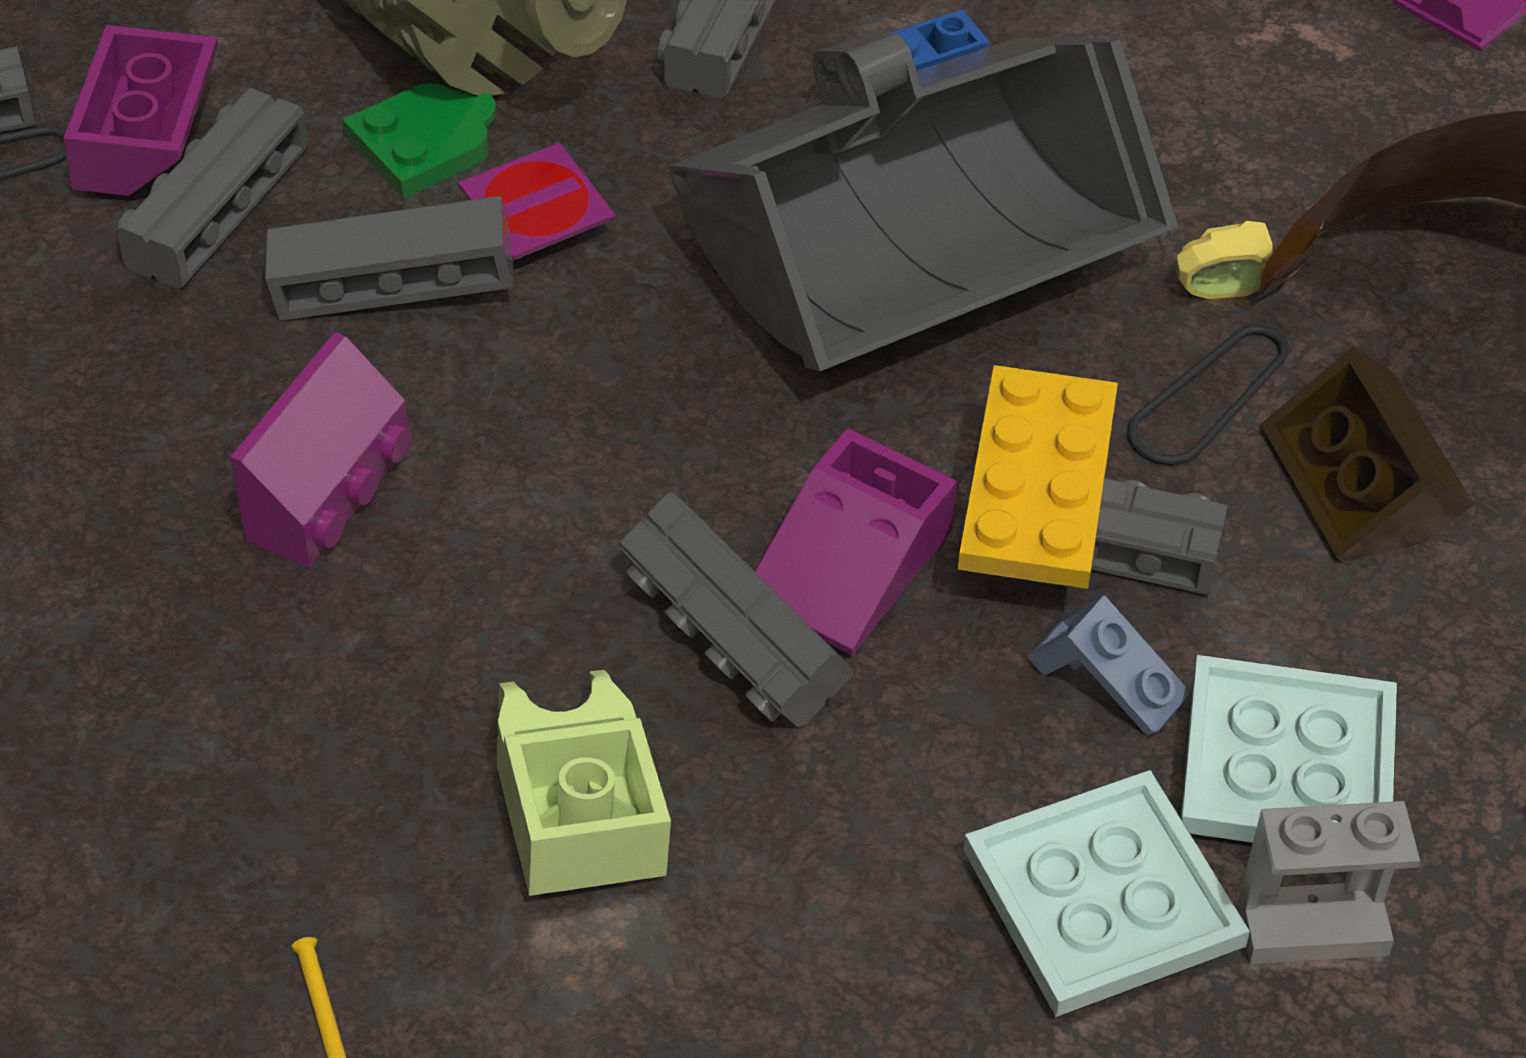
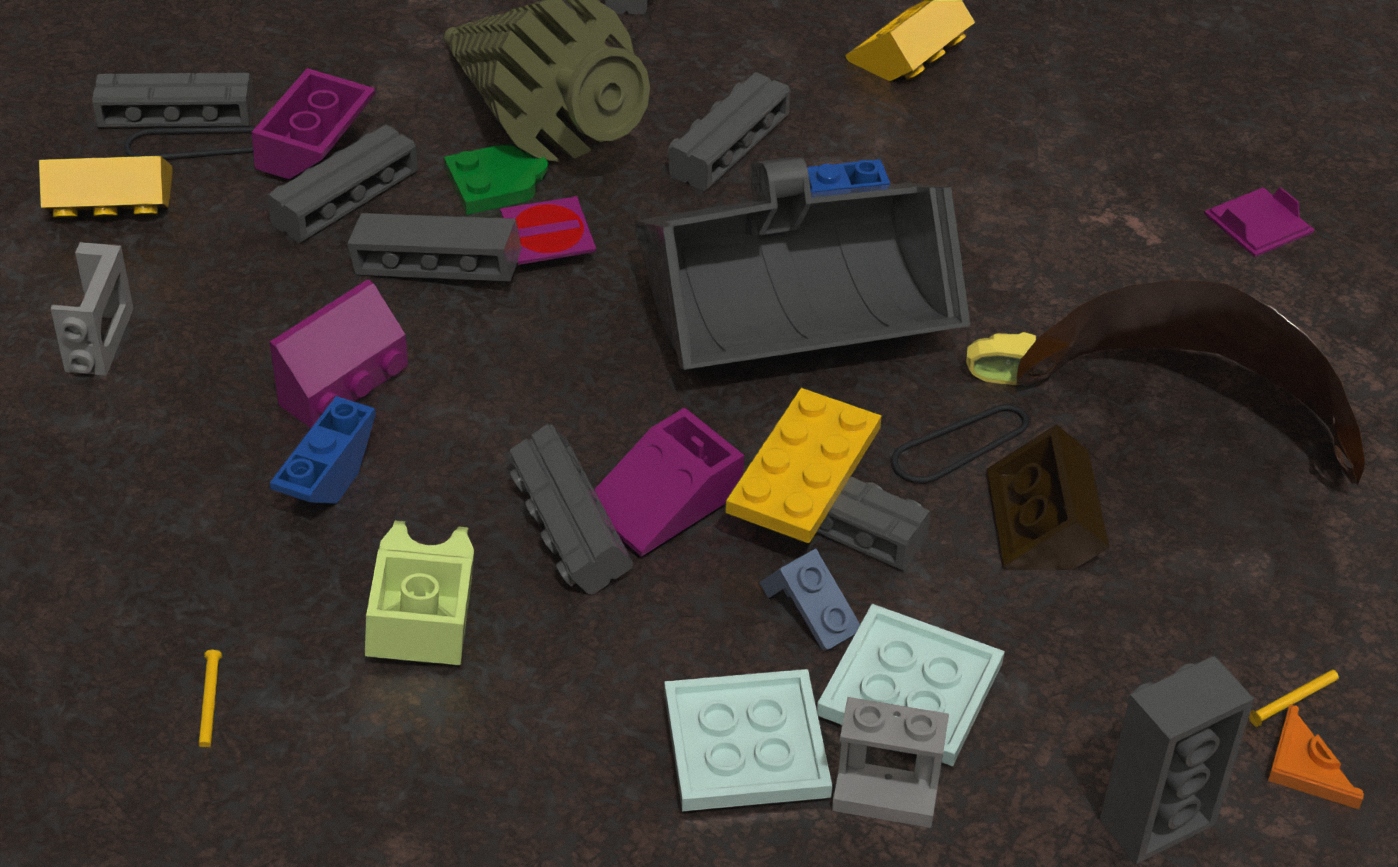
camera: 15 degrees right, 5 degrees down
(361, 603) = (328, 454): none -> blue slope

